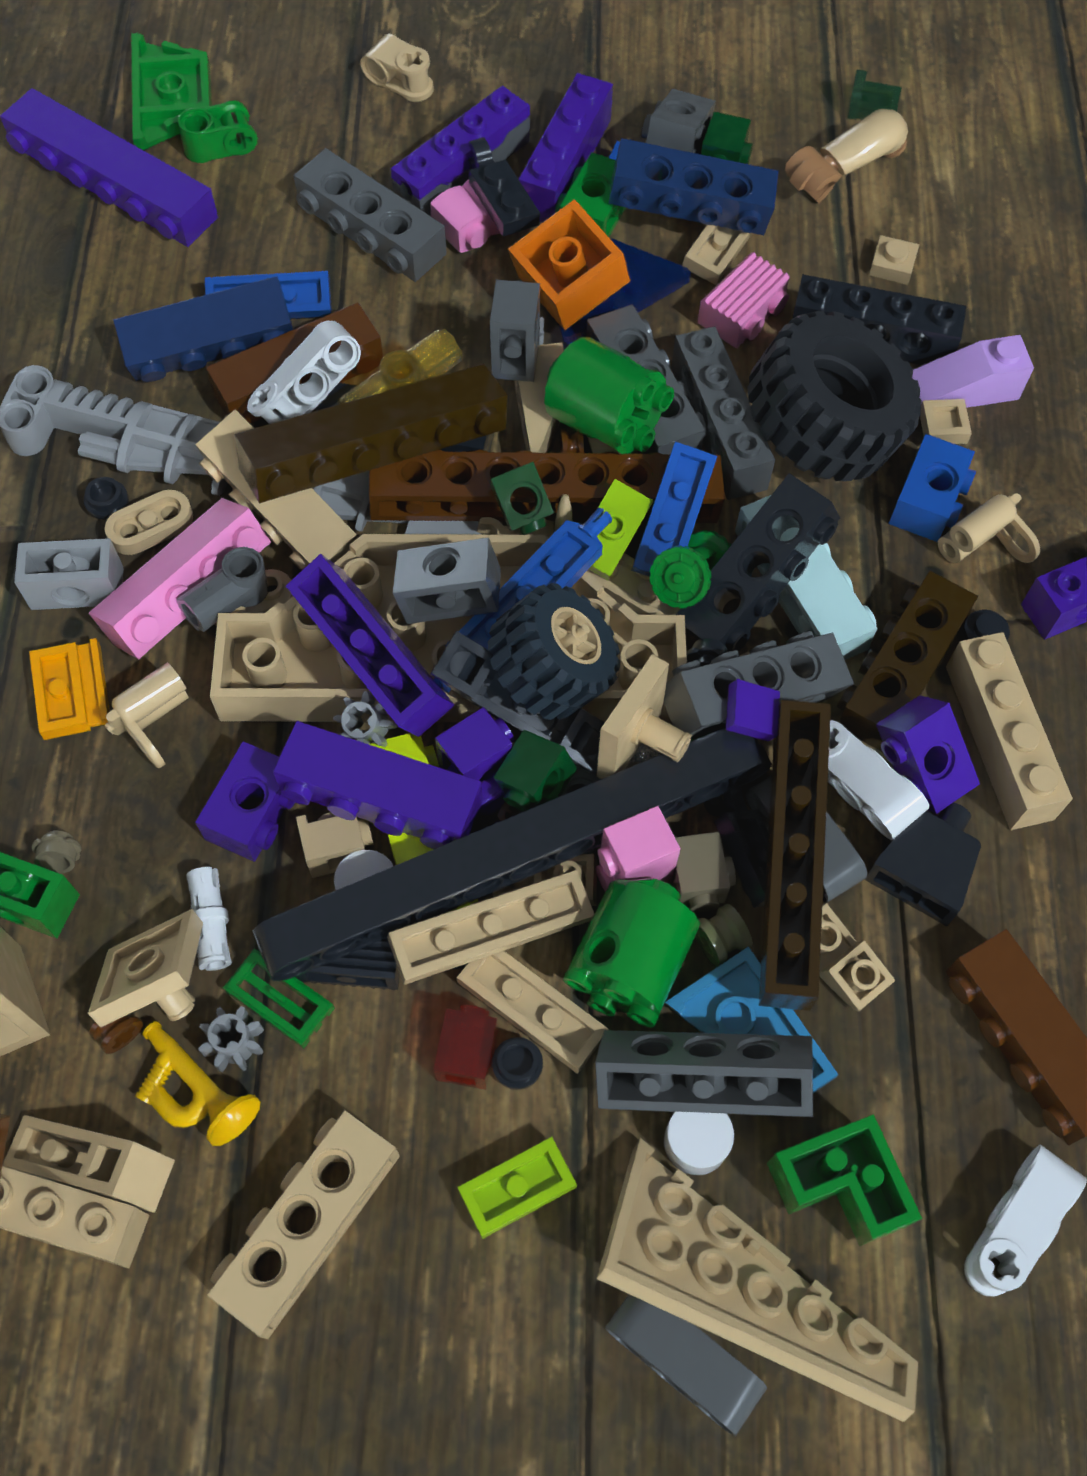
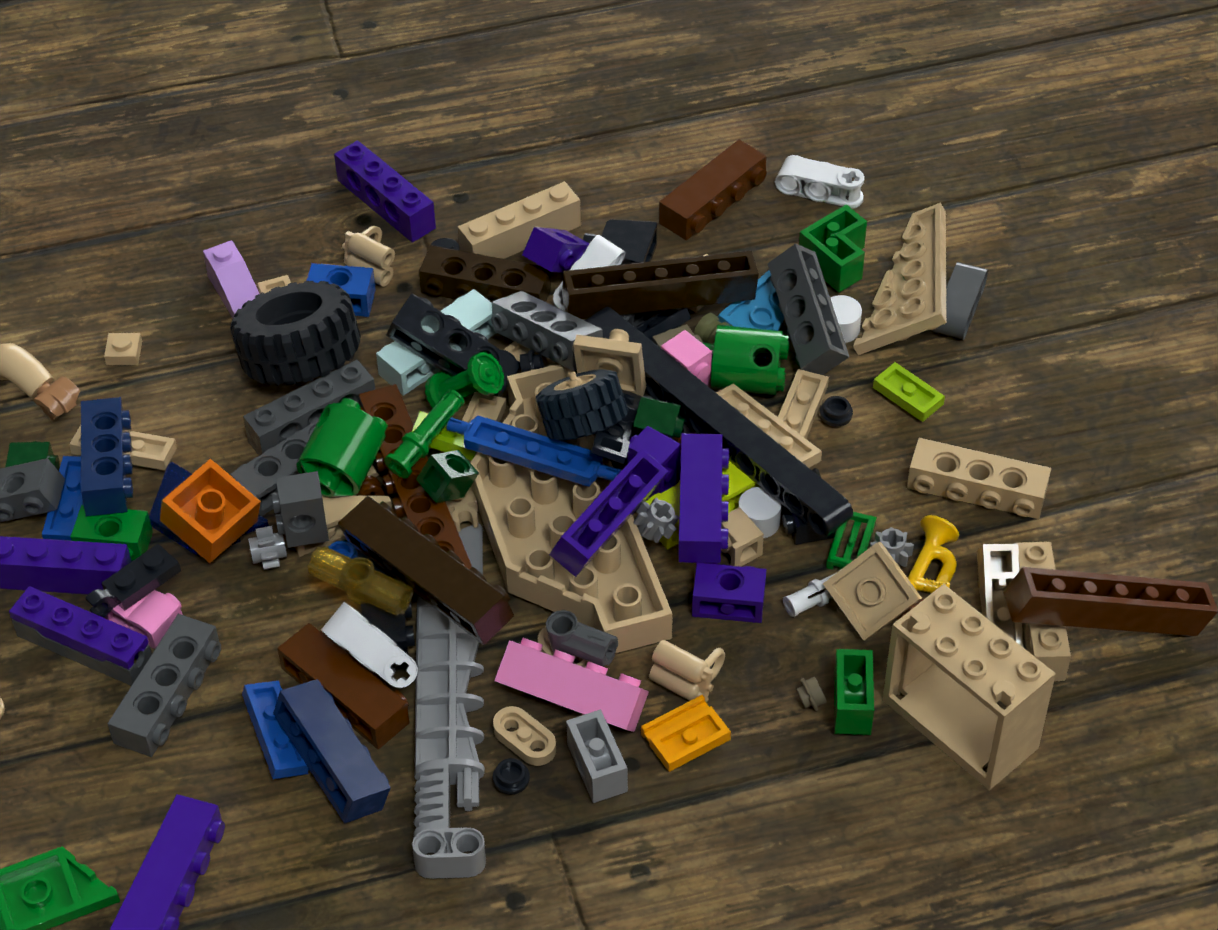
camera: 105 degrees left, 15 degrees down
(211, 132) = (86, 830): green piece -> none
(297, 519) = (465, 661): tan brick -> none
(447, 580) = (552, 500): dark grey brick -> none
(466, 1047) = (840, 433): clear red brick -> none
(585, 474) = (416, 443): none -> green pin
(675, 504) = (415, 397): blue plate -> none
(745, 300) = (195, 421): bright pink brick -> none
(752, 710) = (578, 311): dark purple tile -> none
(914, 324) = (198, 341): black brick -> none

